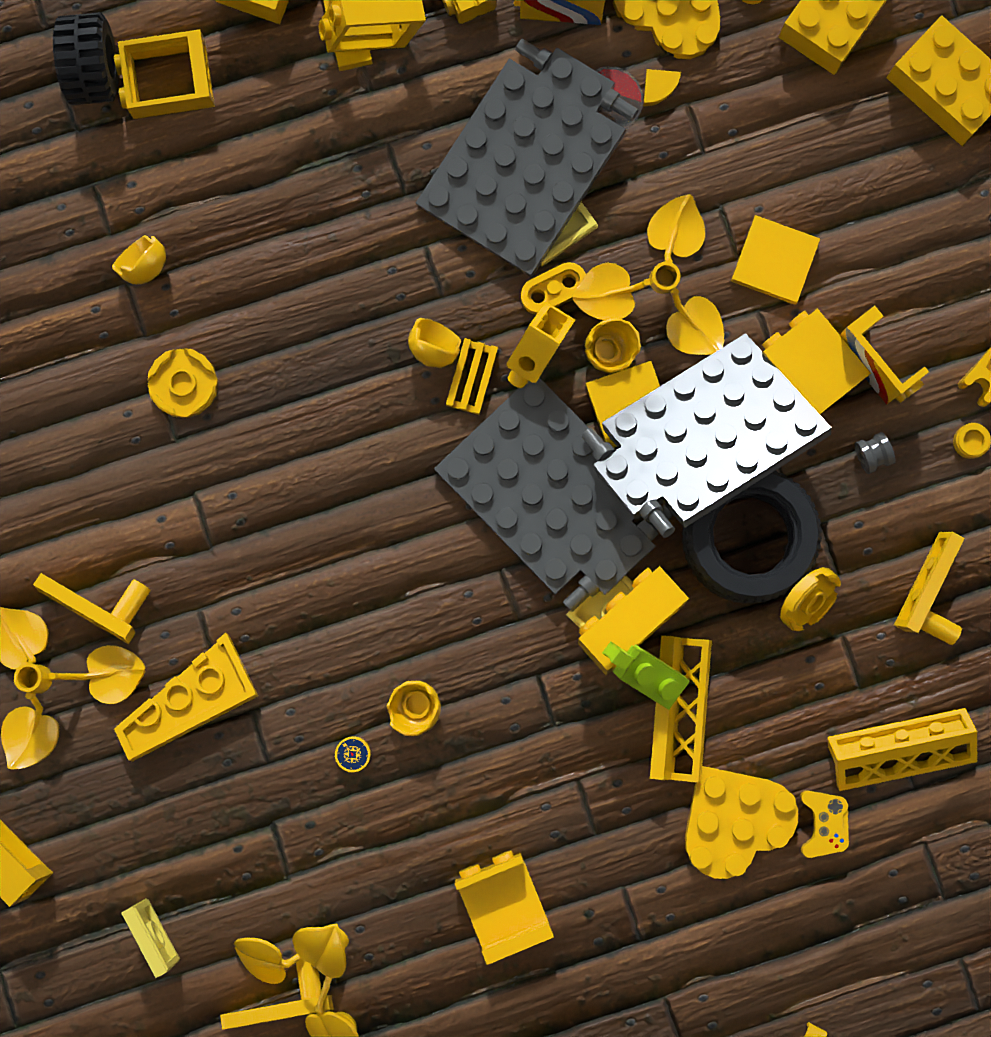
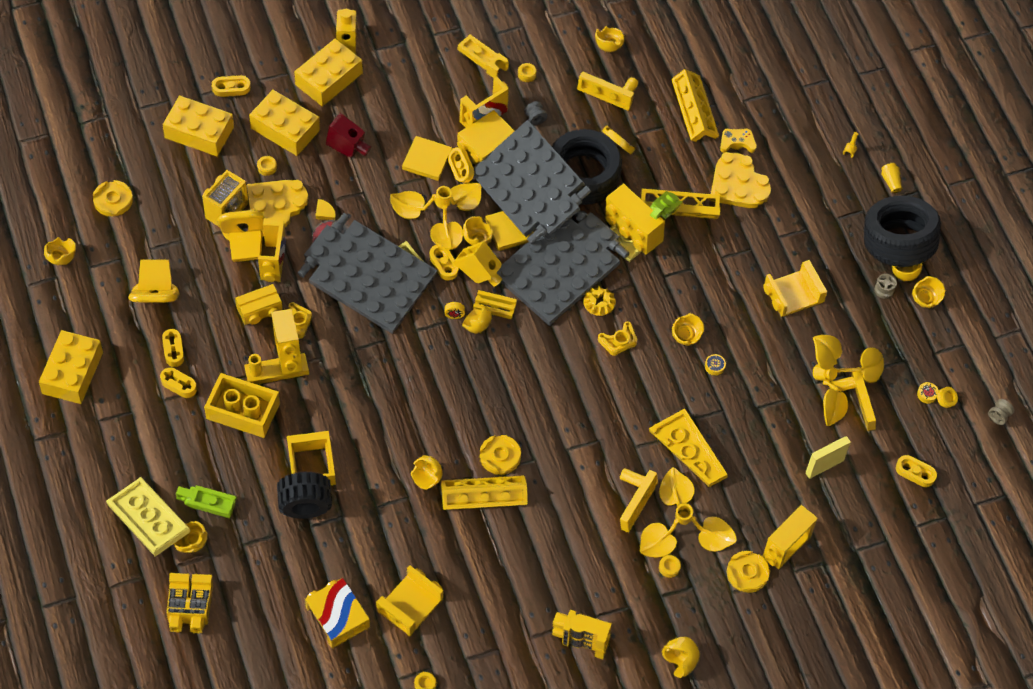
camera: 95 degrees left, 25 degrees down
(100, 357) = (484, 492): none -> yellow fence
(400, 591) = (620, 341): none -> yellow piece
(437, 50) = (302, 318): none -> yellow piece
(454, 306) = (454, 310): none -> yellow tile
(484, 573) = (601, 308): none -> yellow gear
(756, 318) = (462, 167): none -> yellow plate
(810, 105) = (346, 137): none -> dark red torso

